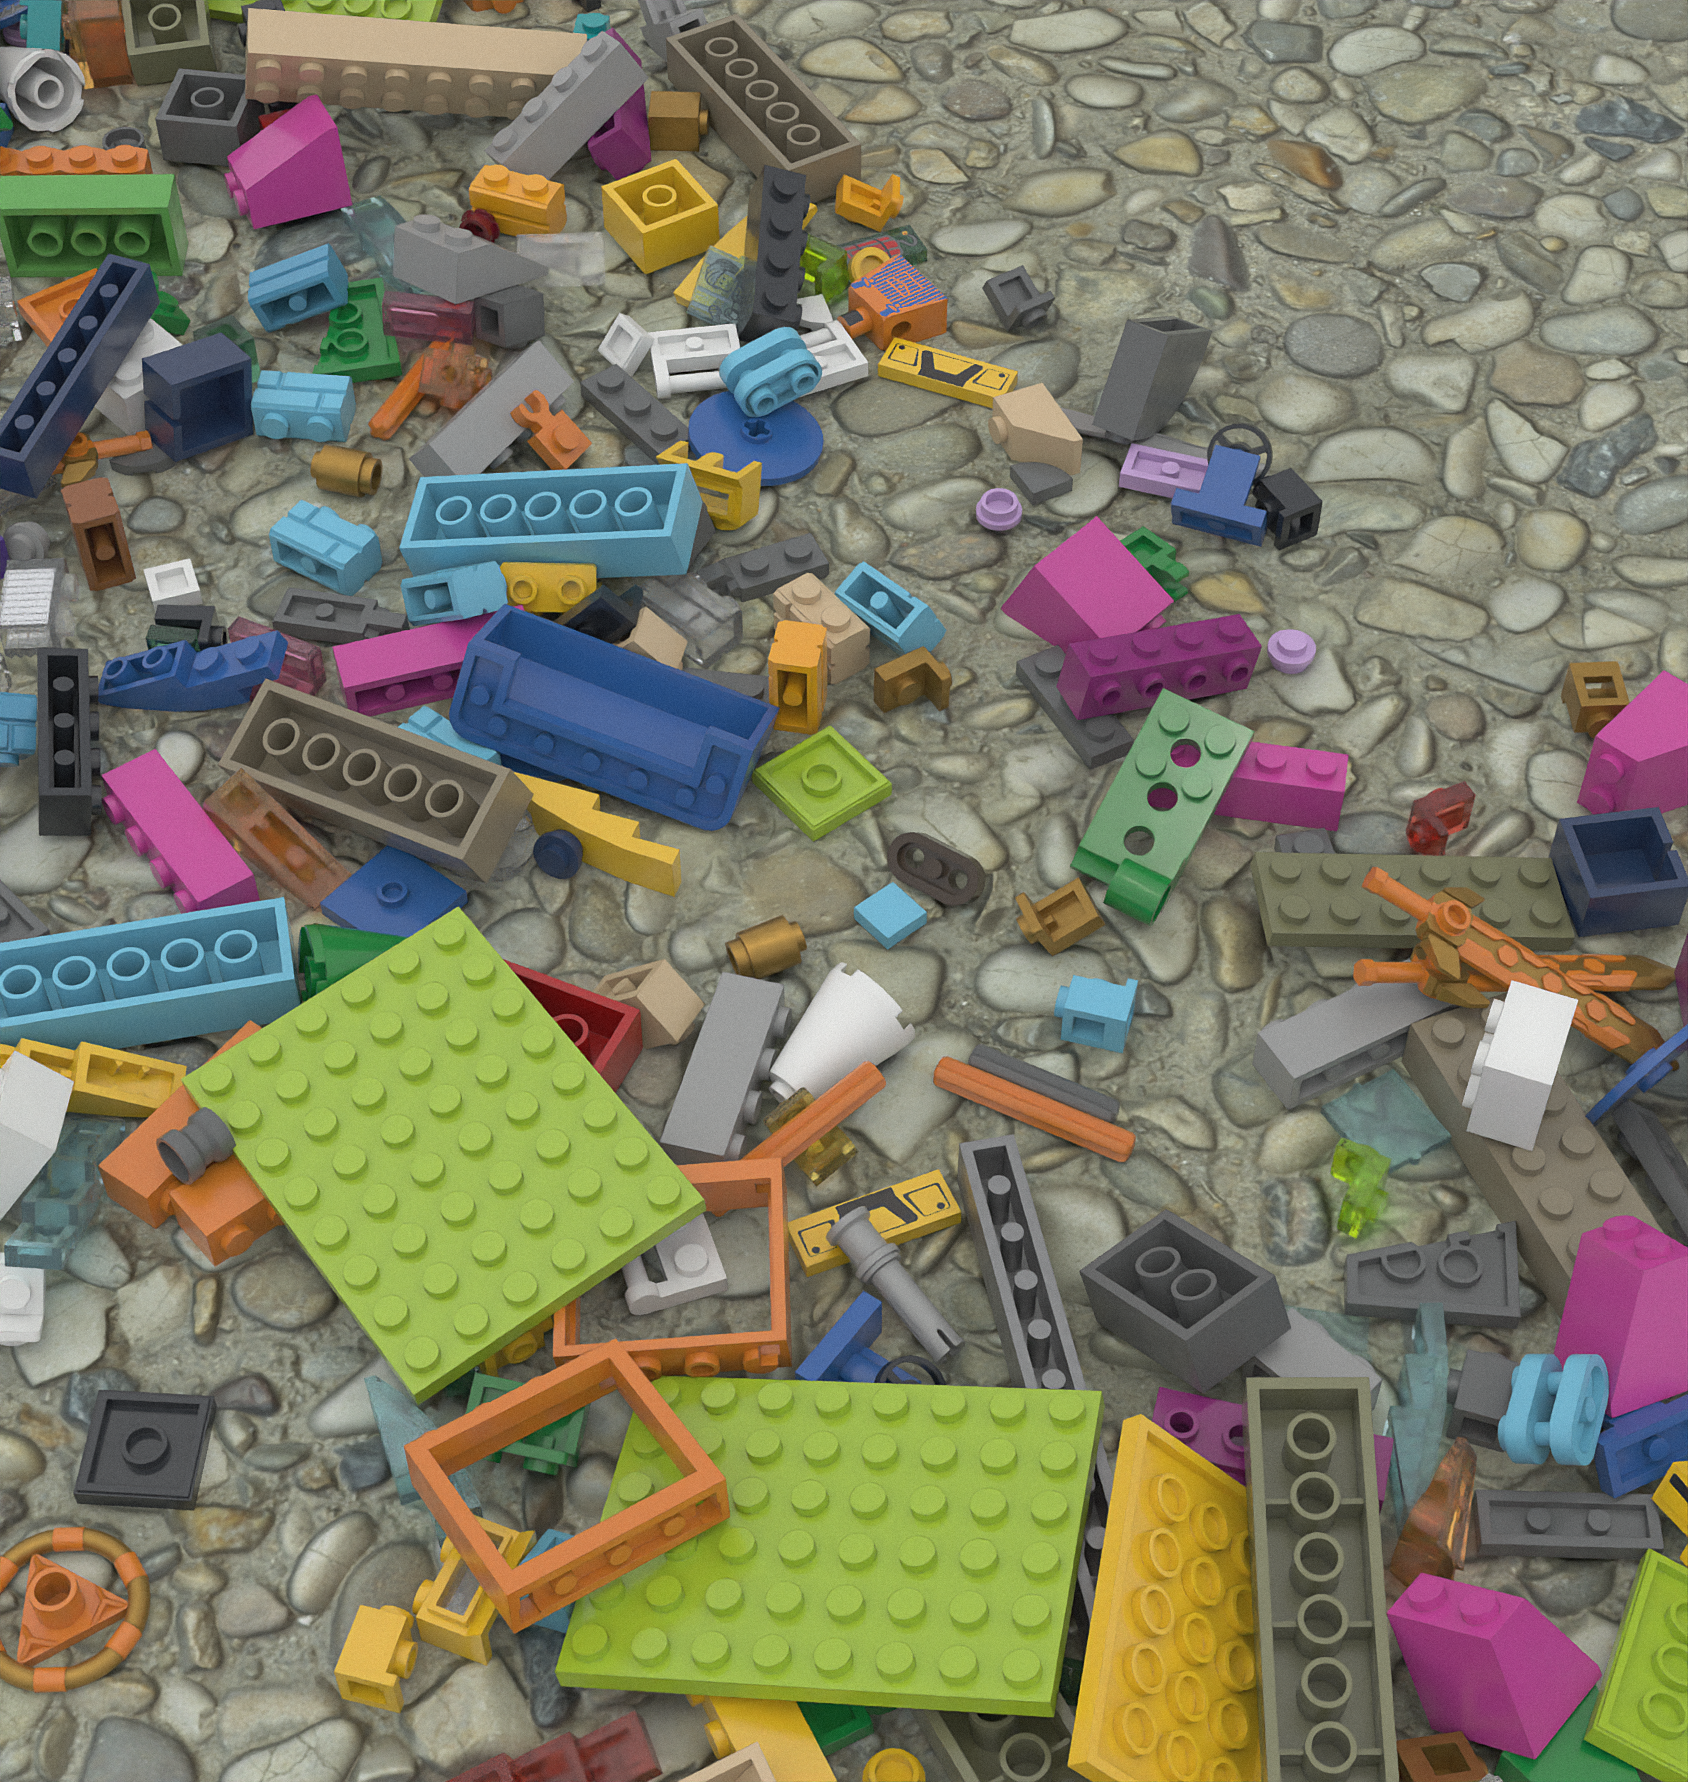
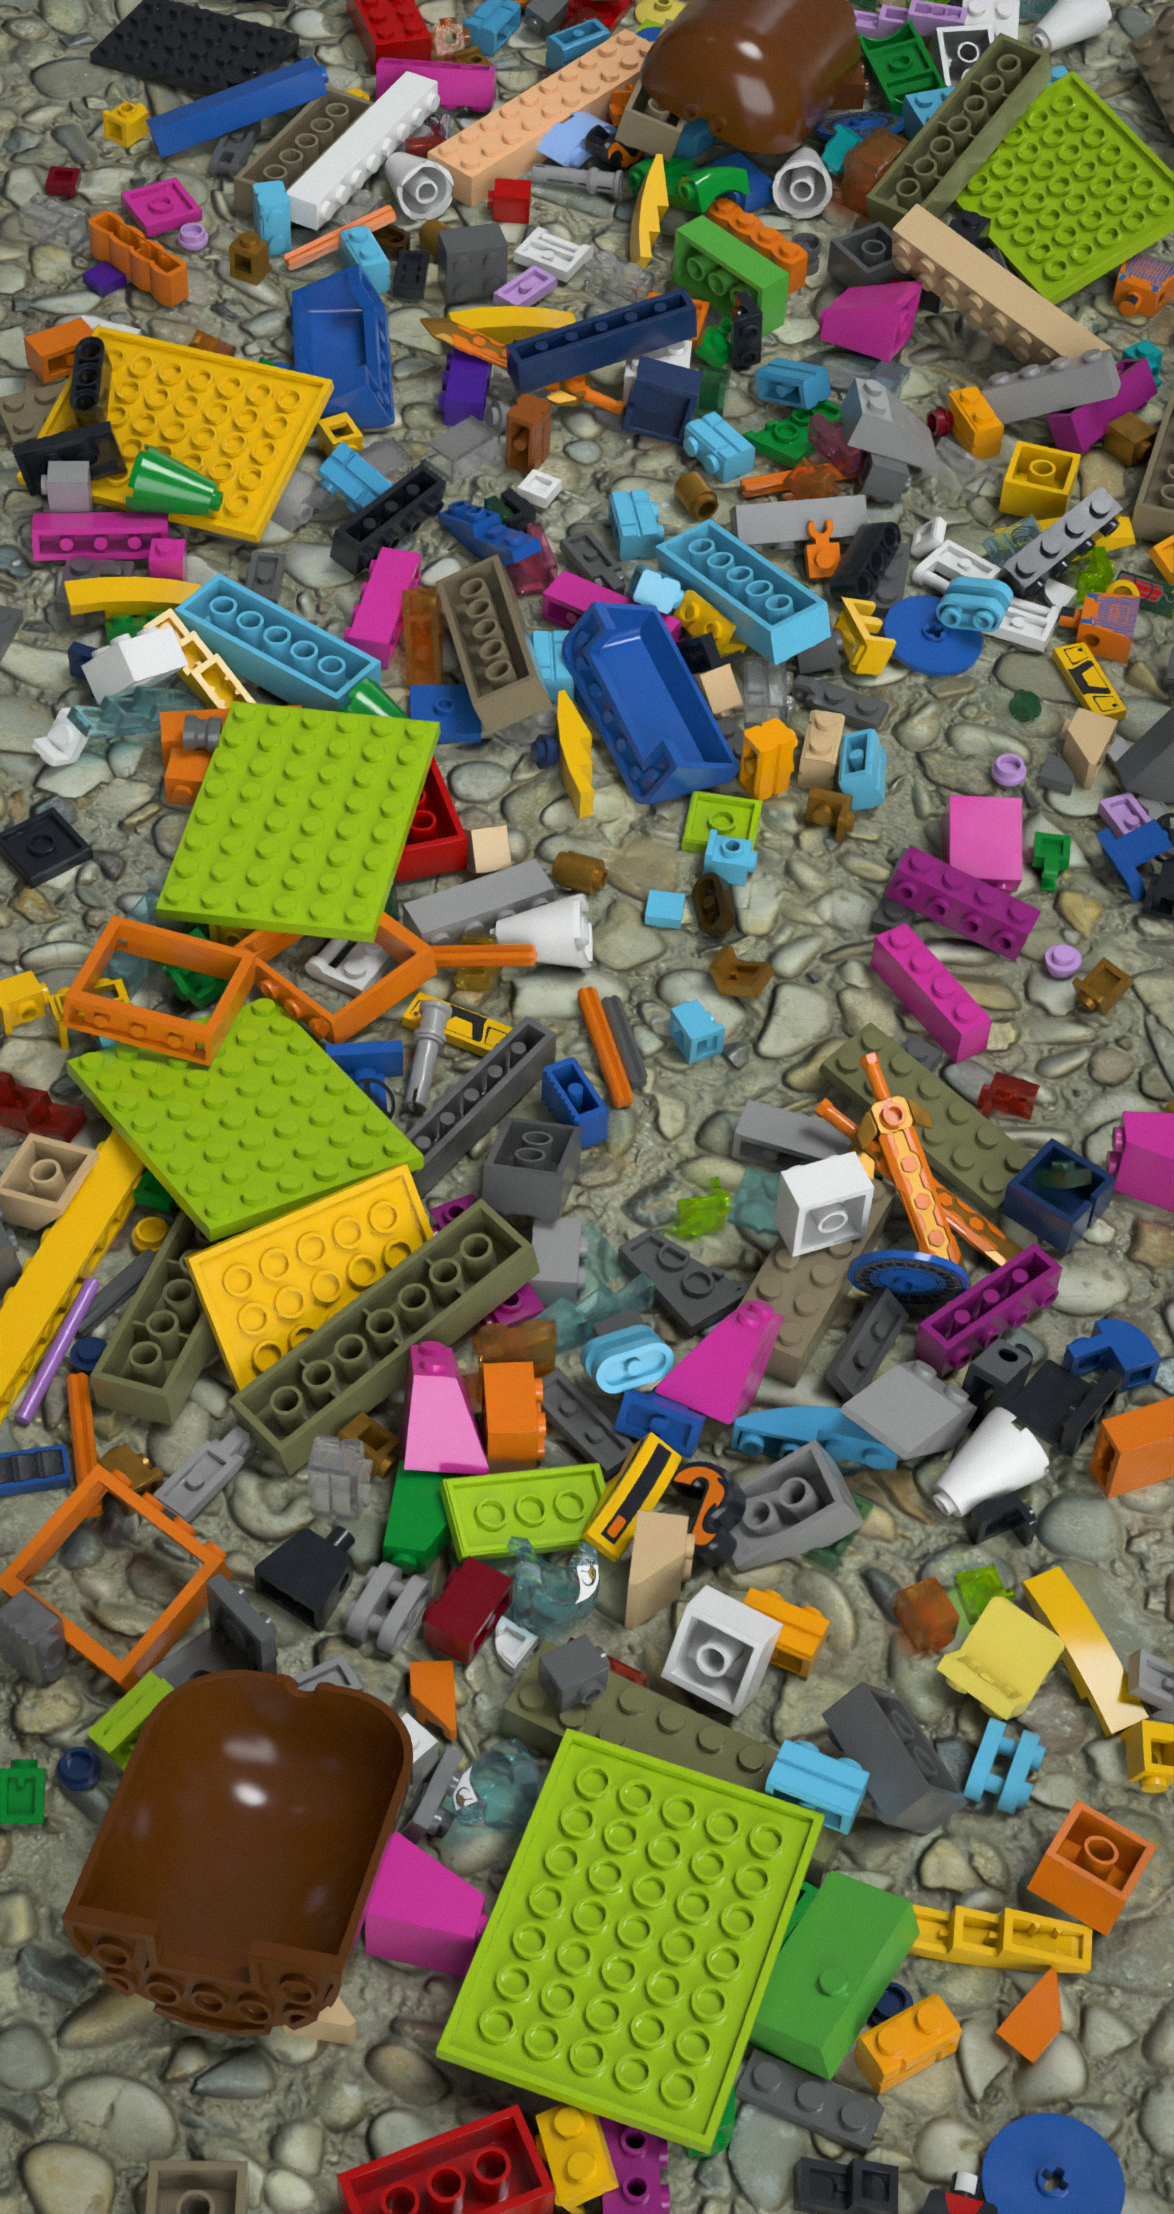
camera: 45 degrees right, 0 degrees up
(183, 266) = (745, 332): none -> black bracket
(610, 409) = (865, 561): none -> black beam
(883, 810) = (730, 858): none -> medium azure brick
(928, 446) = (1025, 705): none -> clear green plate
(1106, 1191) = (575, 1100): none -> blue brick
(1144, 883) = (803, 996): hinge -> none
(1362, 645) = (1102, 987): none -> pearl gold bracket
(1533, 1563) = (512, 1417): none -> orange brick
(1617, 846) = (1063, 1175): none -> clear green plate

